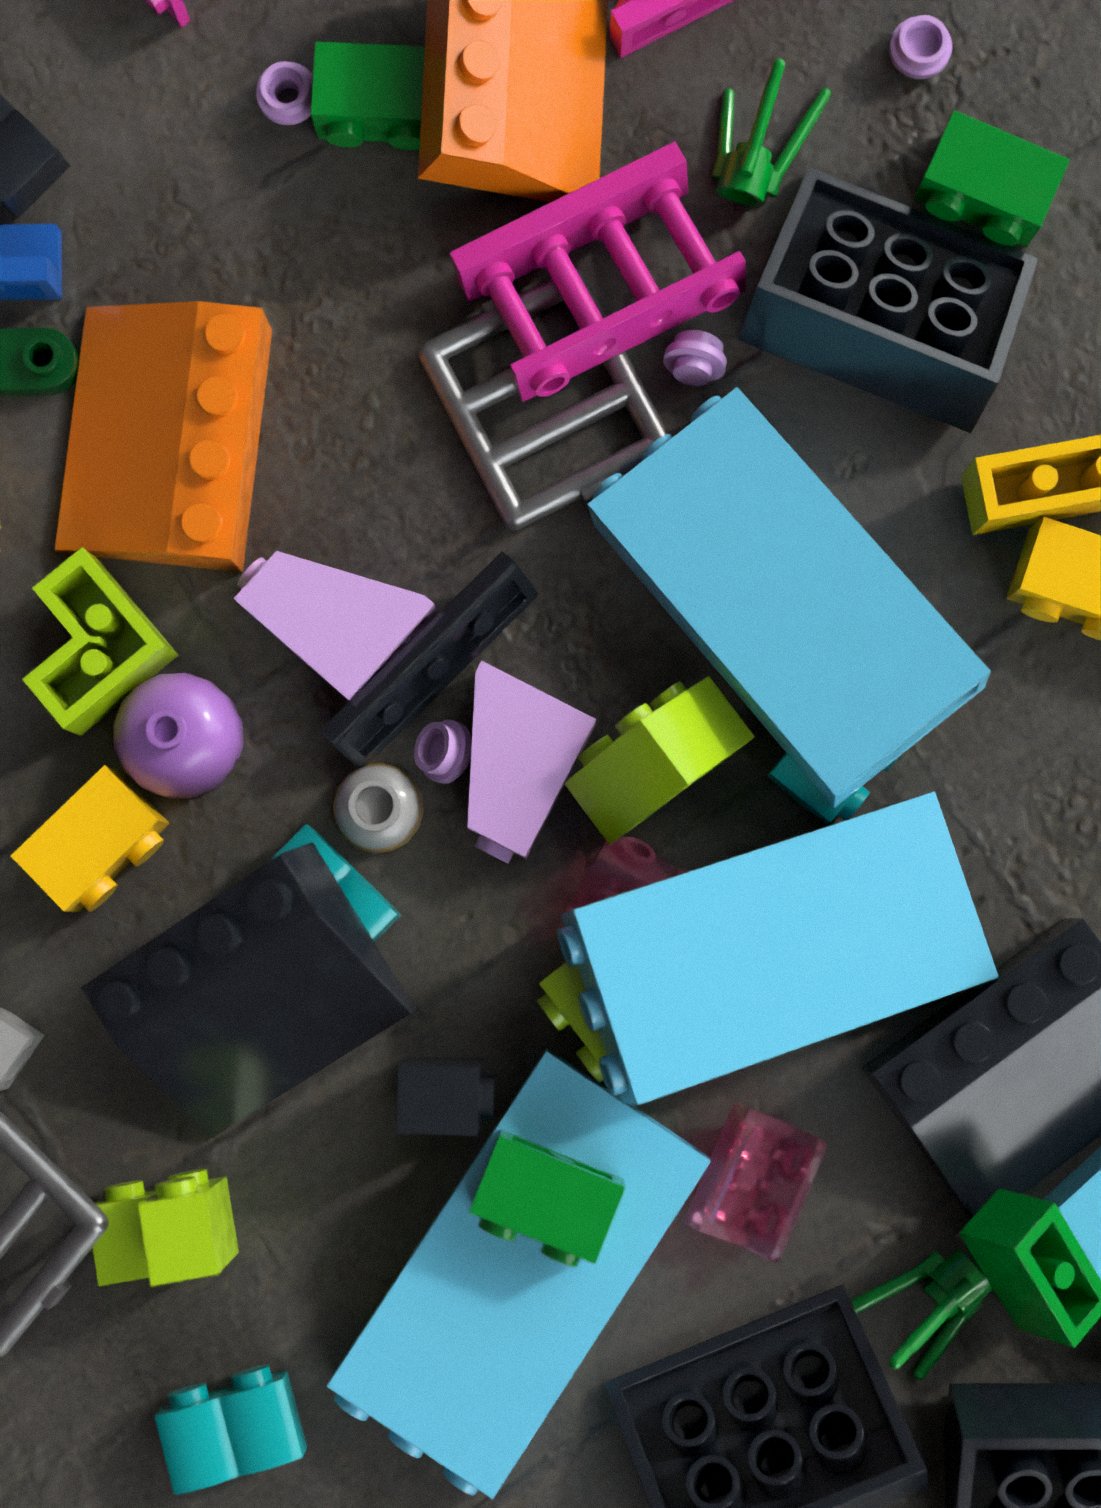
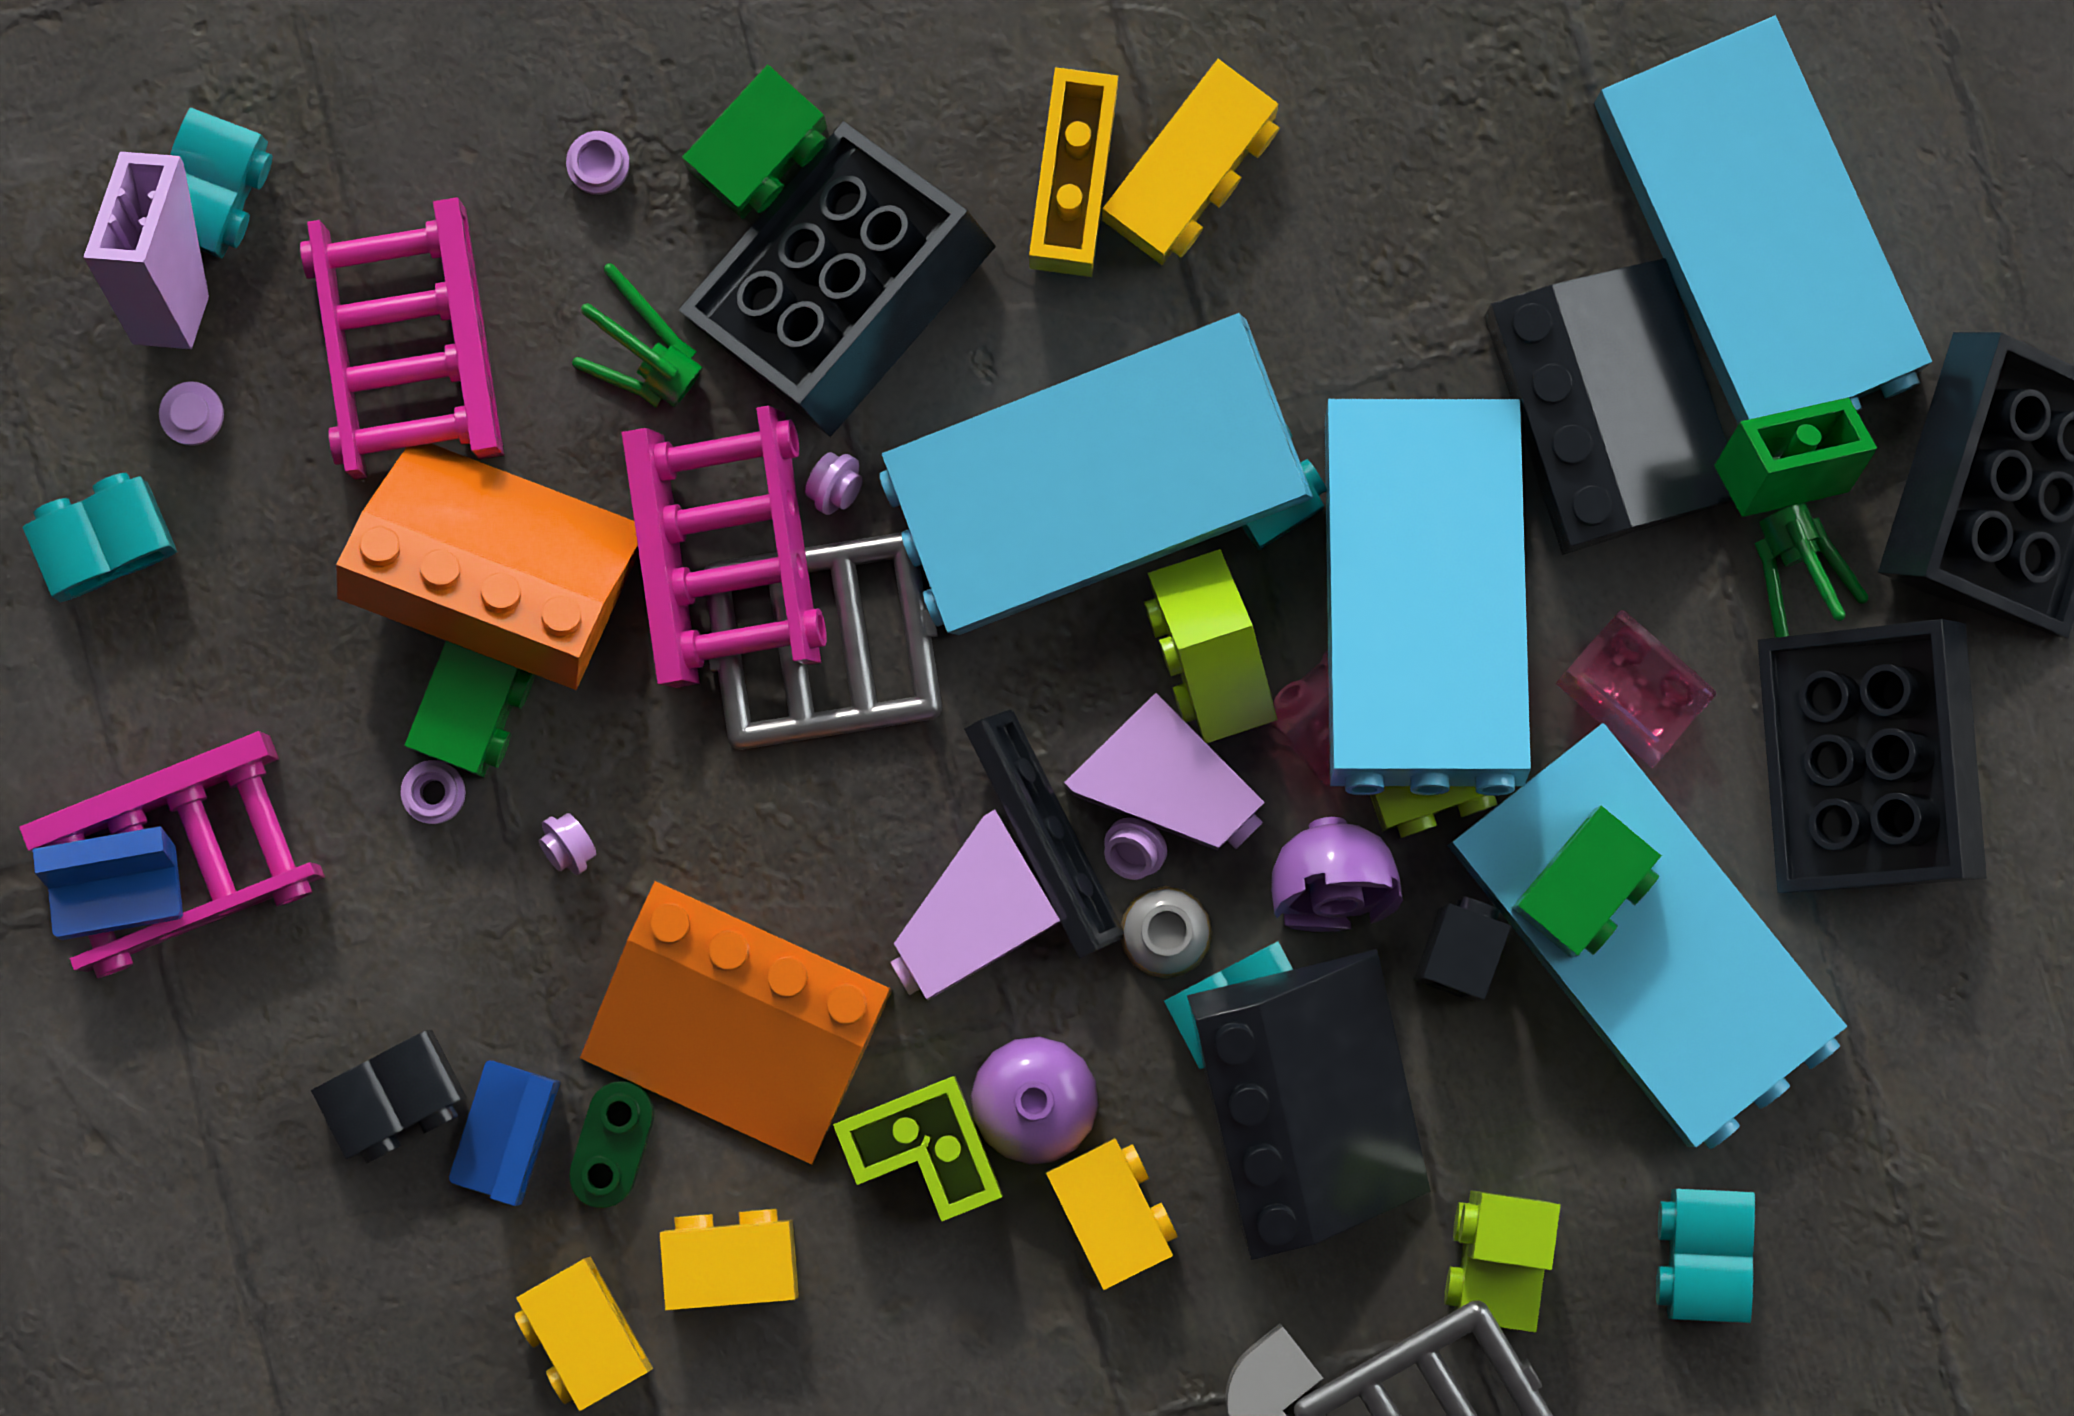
camera: 70 degrees left, 0 degrees up
(276, 226) = (566, 844): none -> lavender plate
(479, 946) = (1333, 875): none -> medium lavender cylinder

